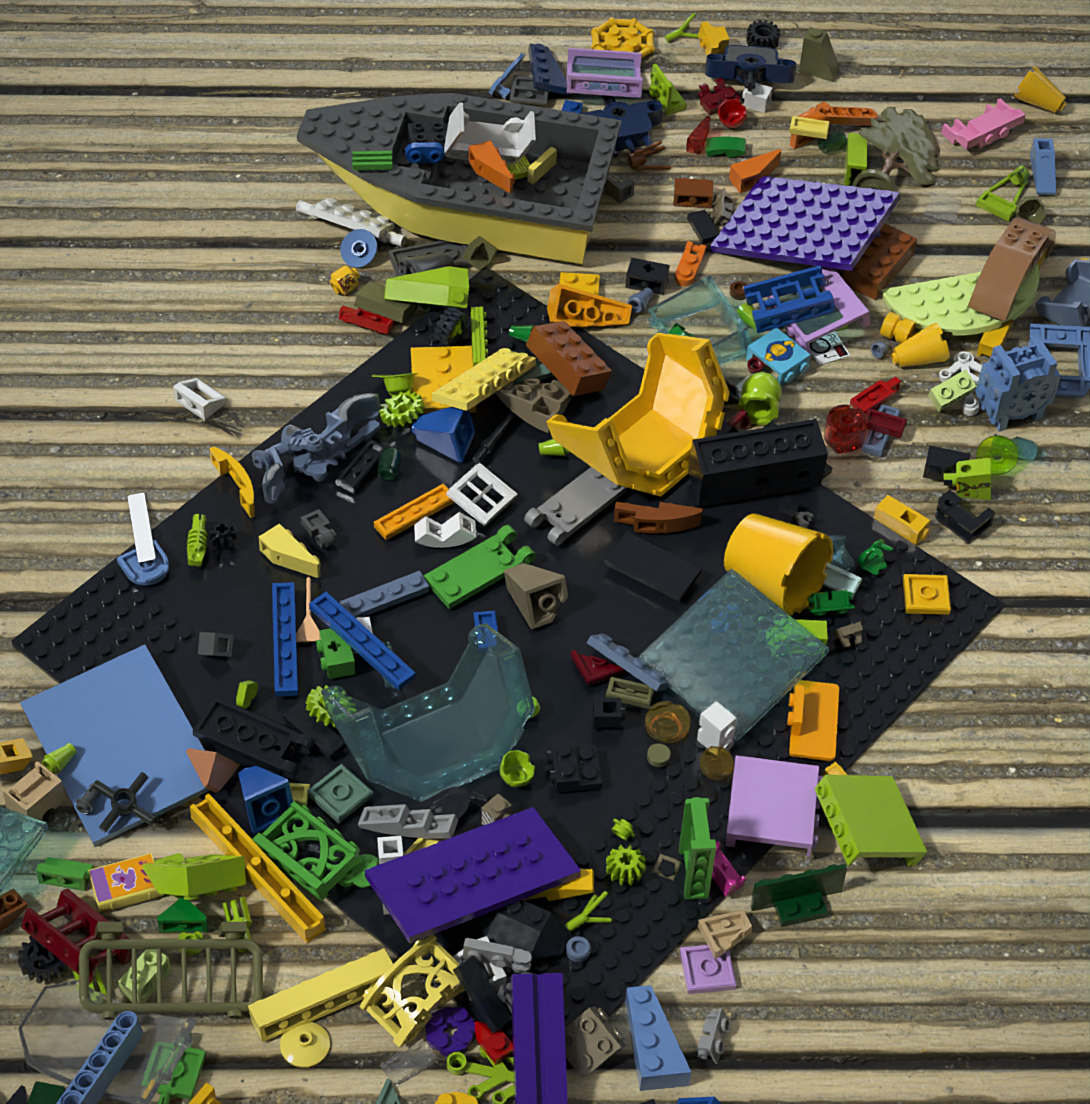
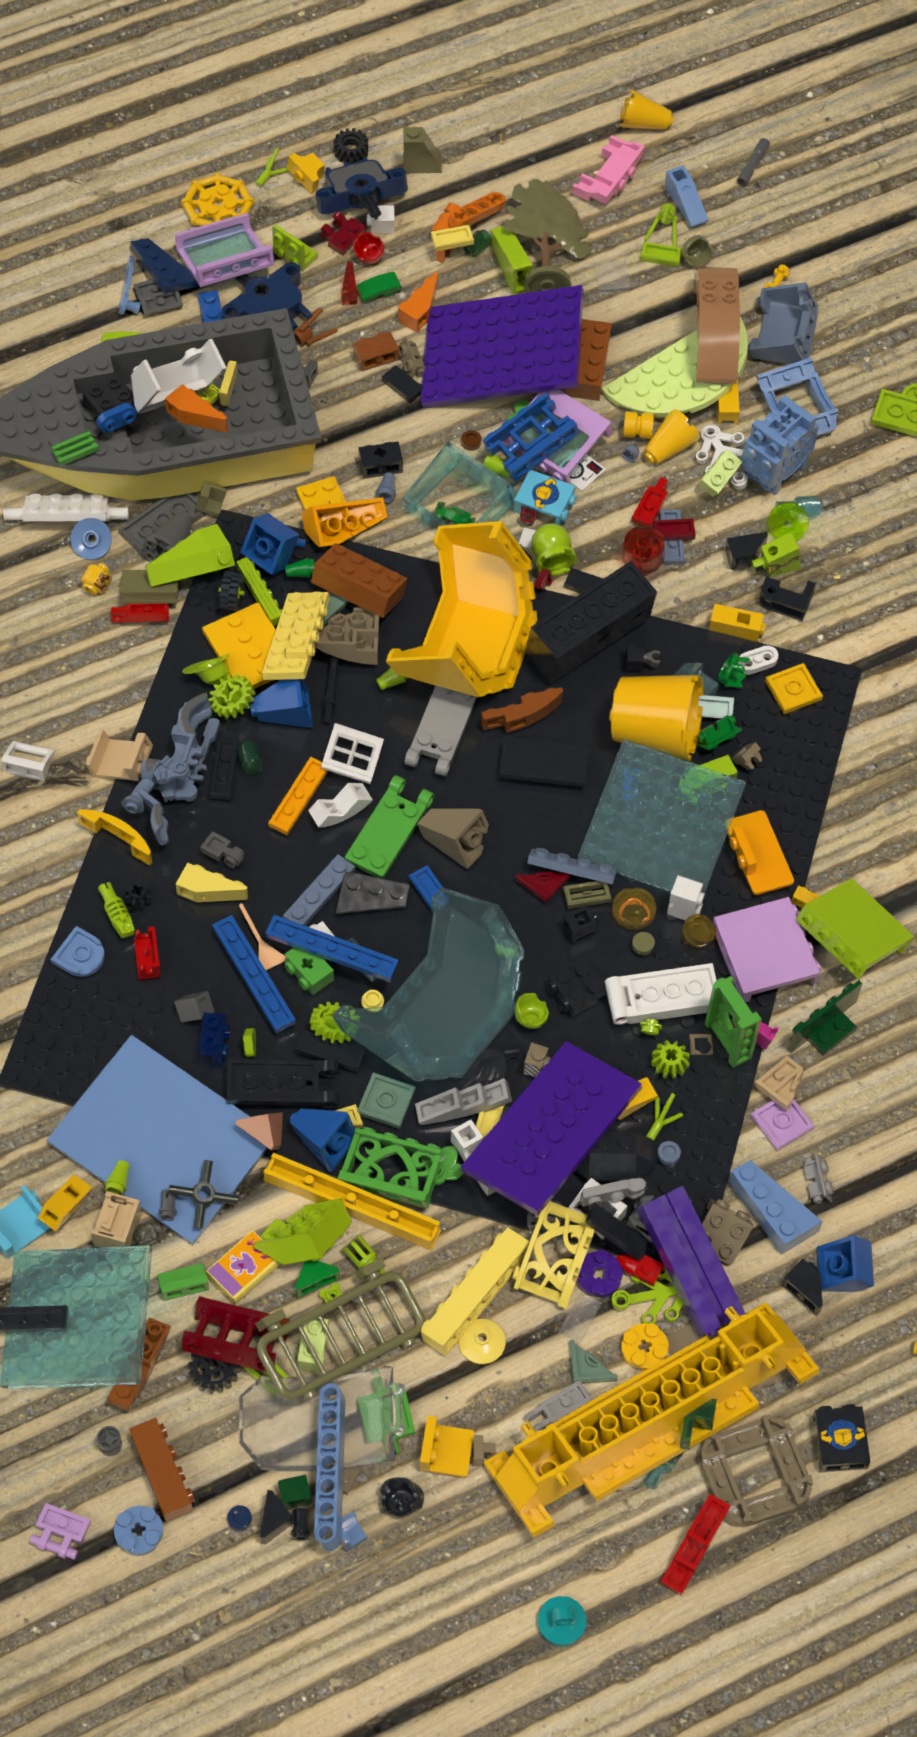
camera: 25 degrees left, 10 degrees up
(141, 527) = (54, 918): white sticker -> none
(202, 586) = (147, 954): none -> red hinge
(215, 675) = (213, 1036): none -> clear blue bracket
(269, 420) = (118, 757): none -> tan panel
(378, 700) = (372, 999): none -> light yellow plate
(429, 613) = (368, 893): none -> black wing
(507, 301) = (270, 543): none -> blue piece
(641, 801) = (660, 994): none -> white hinge
(689, 264) = (411, 430): orange plate -> none
(902, 557) = (757, 661): none -> white plate

